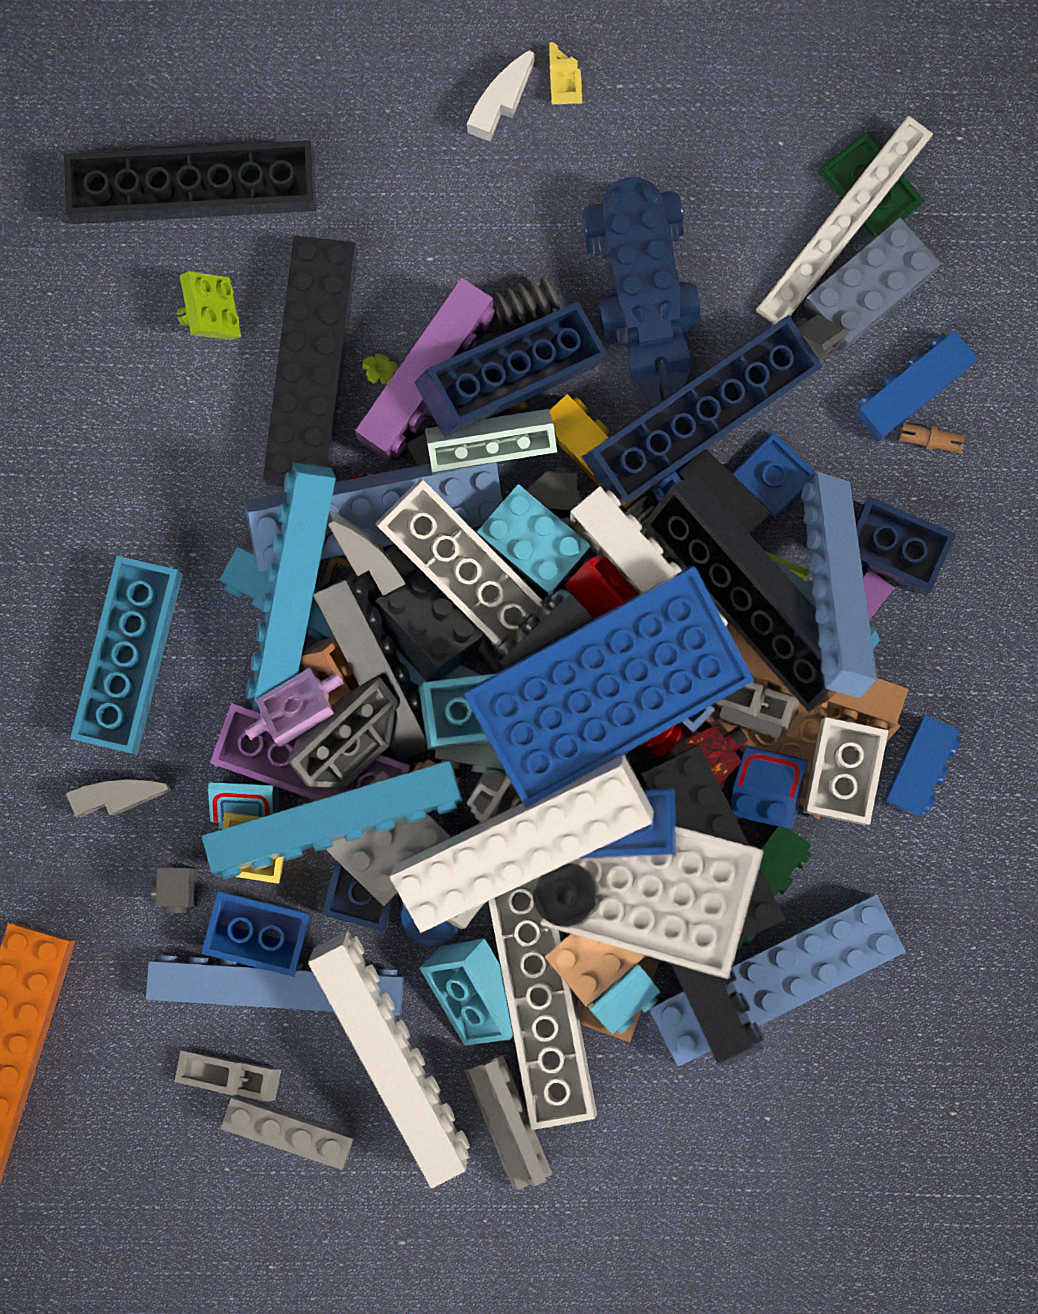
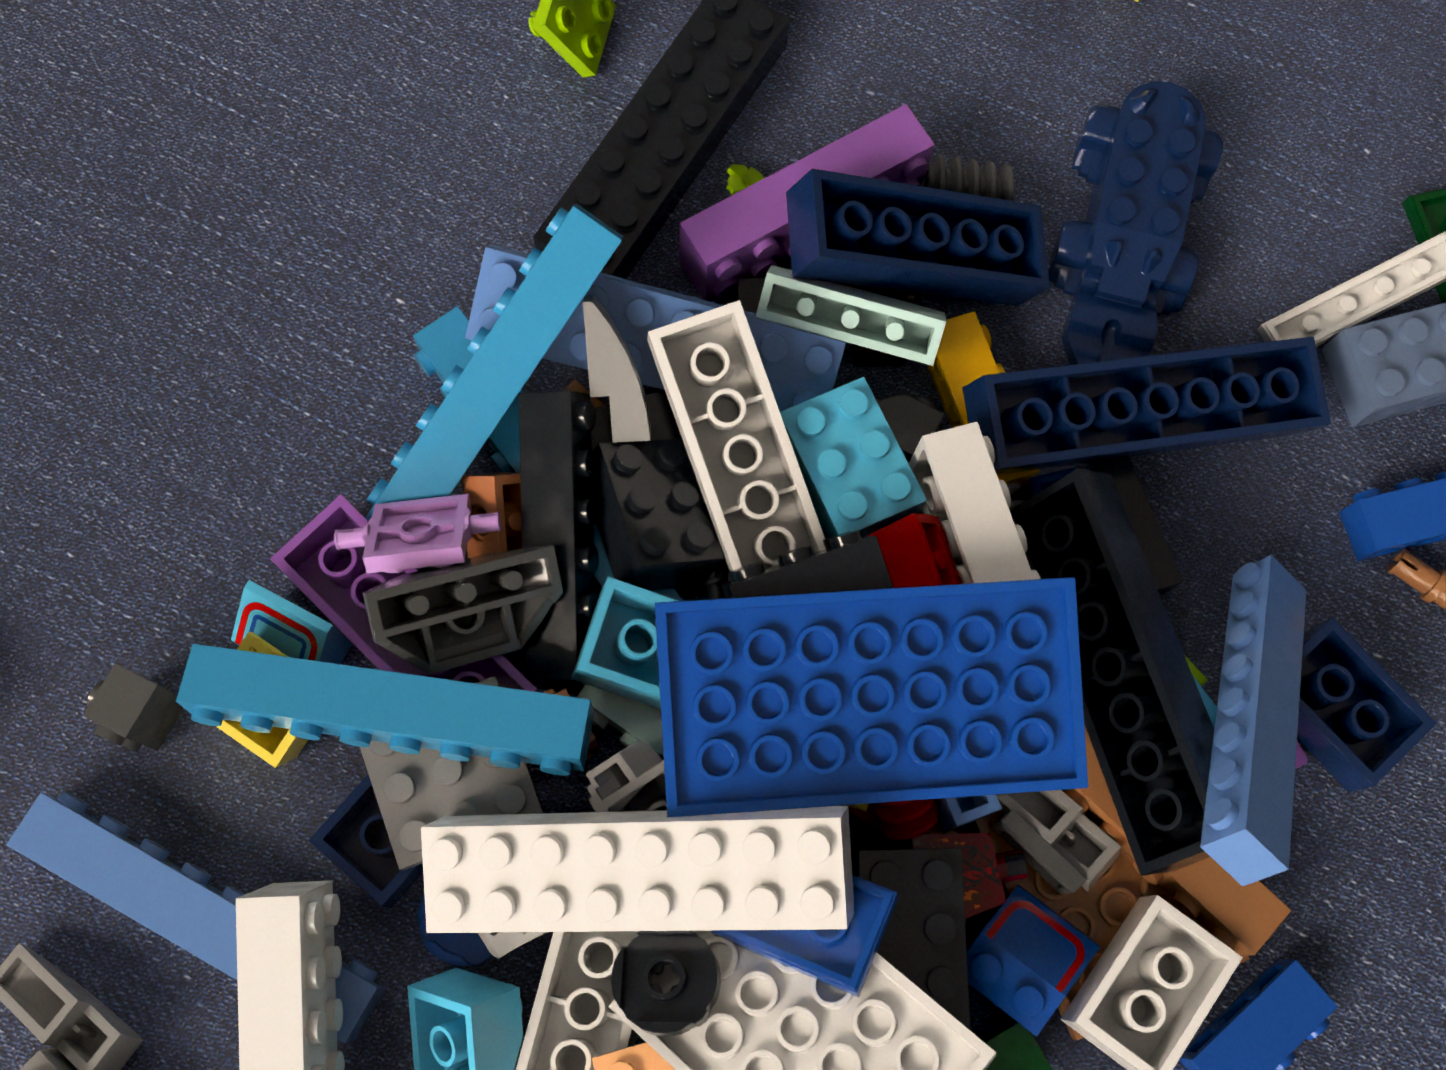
camera: 15 degrees right, 10 degrees down
(114, 795) = (127, 549): light grey slope -> none
(127, 655) = (242, 378): dark azure brick -> none
(257, 933) = (209, 825): blue slope -> none
(774, 474) = (1205, 538): blue tile -> none
(821, 335) = (1348, 388): dark grey slope -> none

